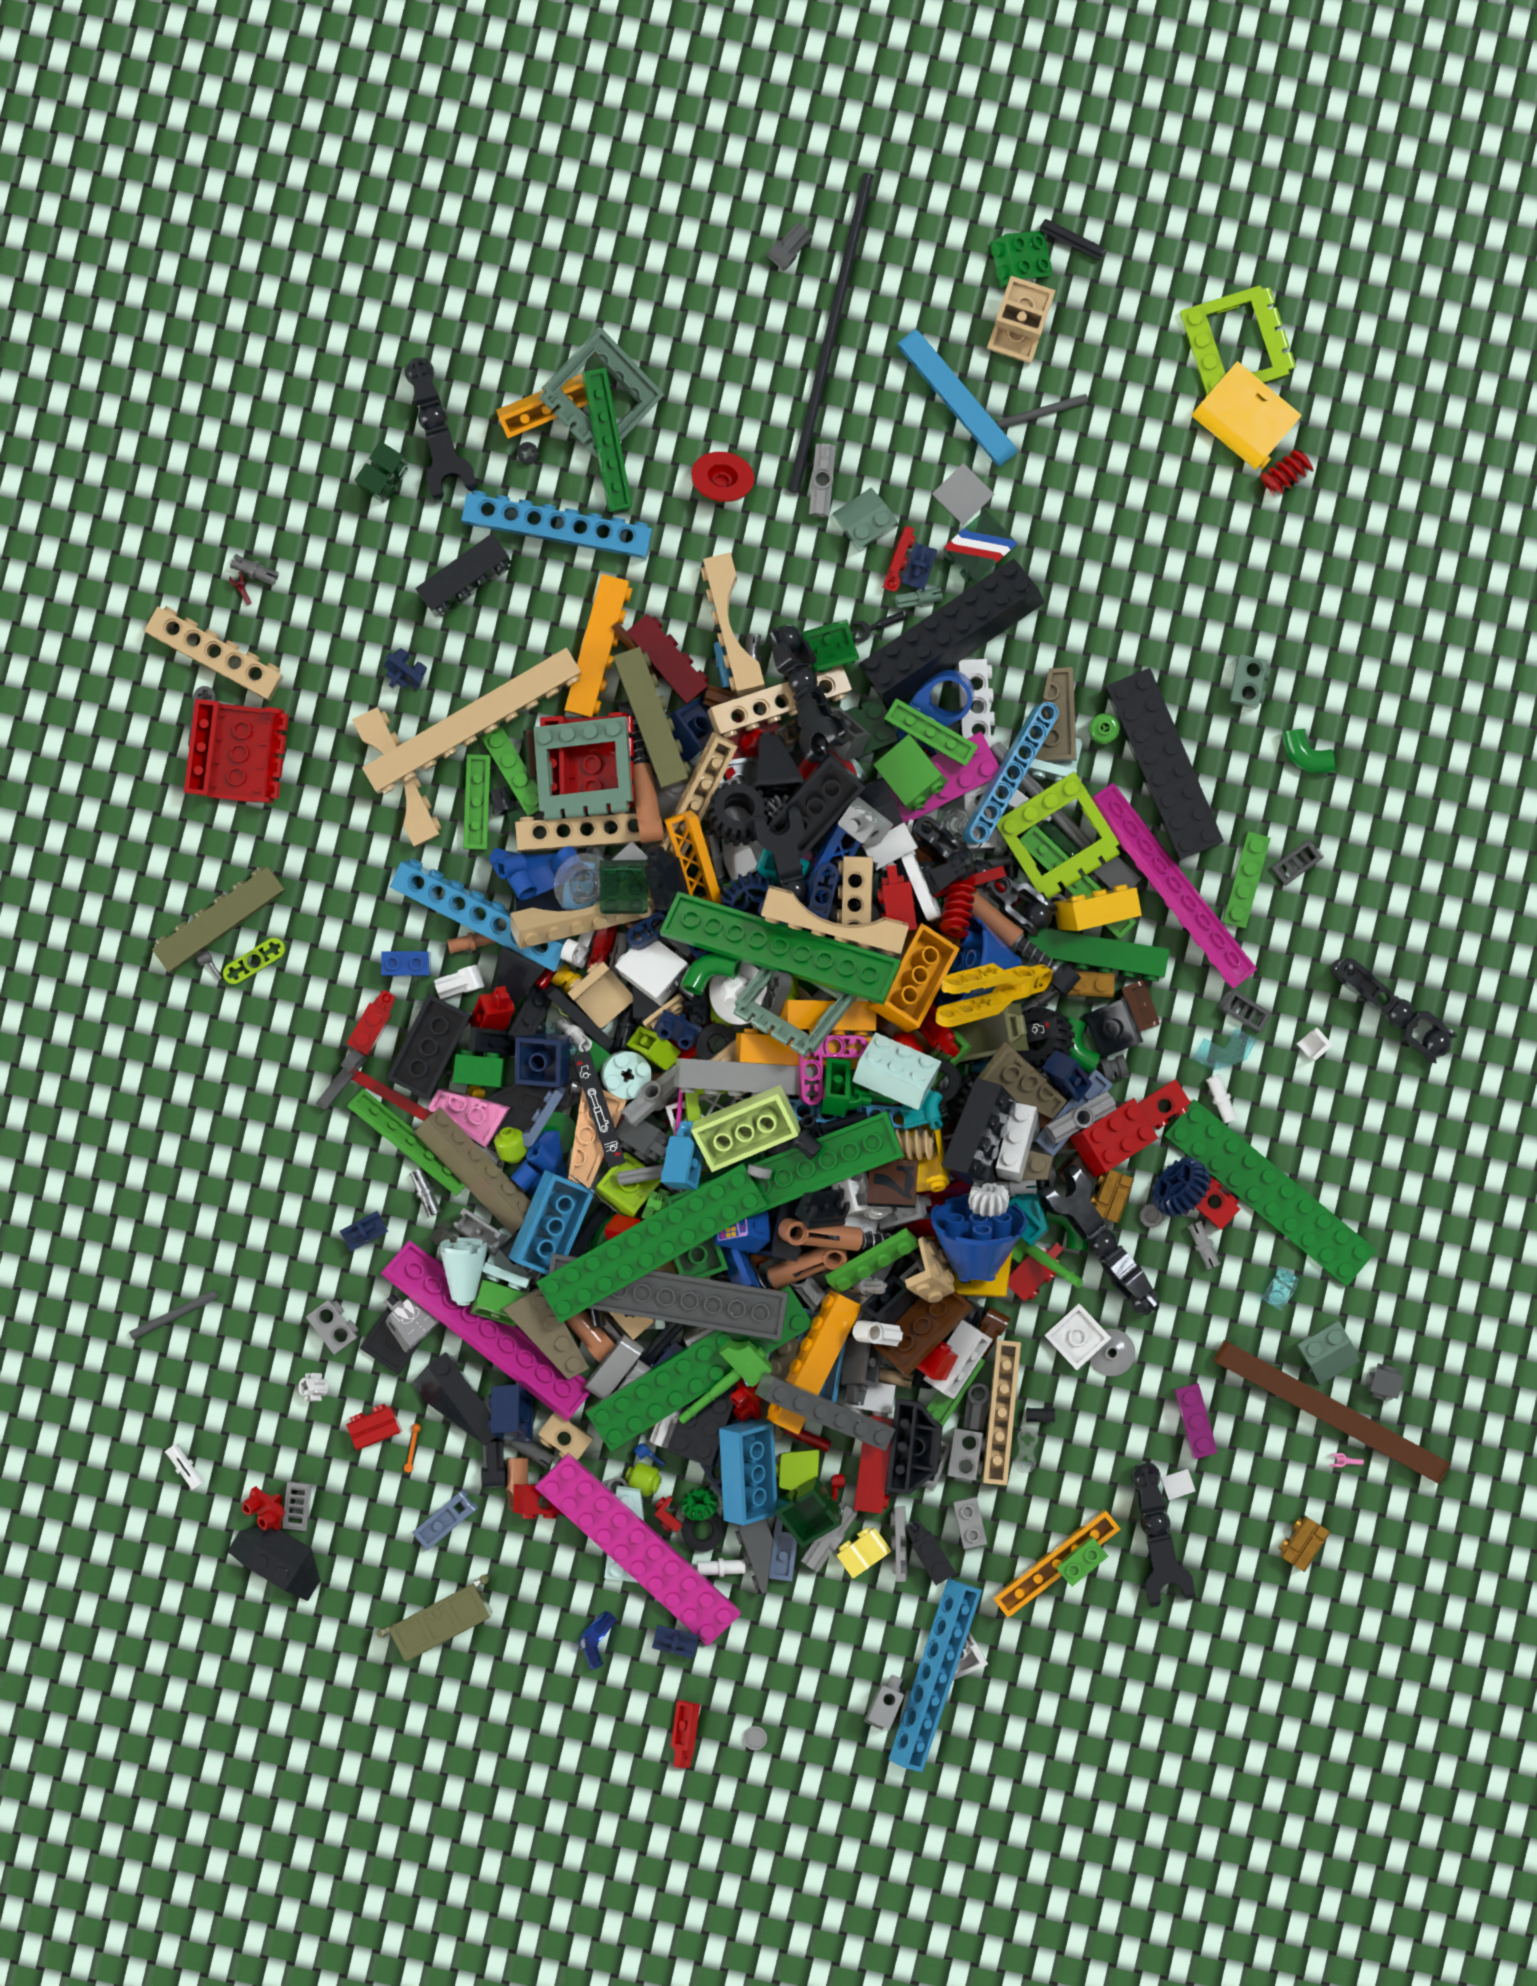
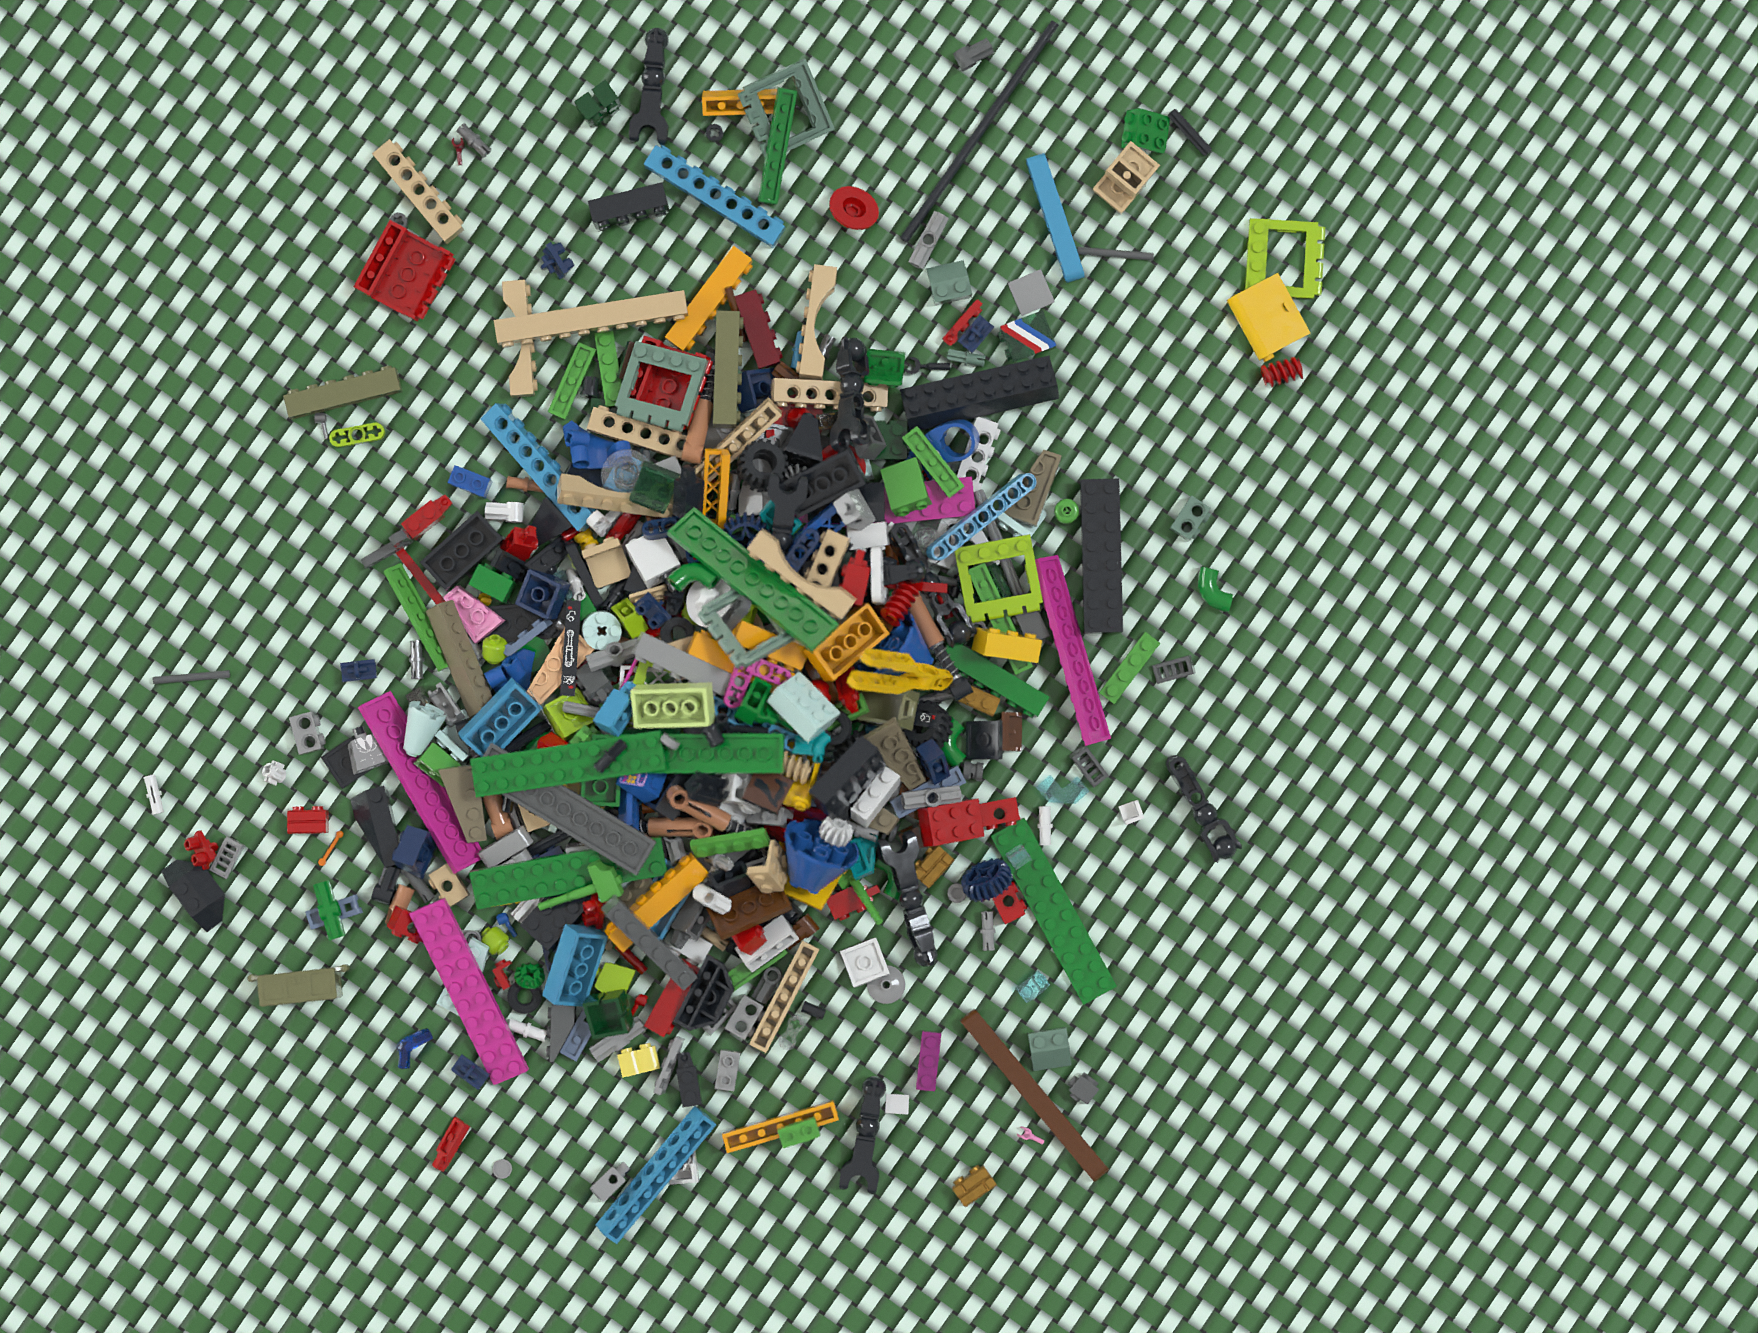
camera: 20 degrees right, 0 degrees up
(440, 1519) = (329, 910): none -> green piece
(698, 1214) = (610, 755): none -> black axle
(1206, 1146) = (1018, 856): none -> clear light blue brick

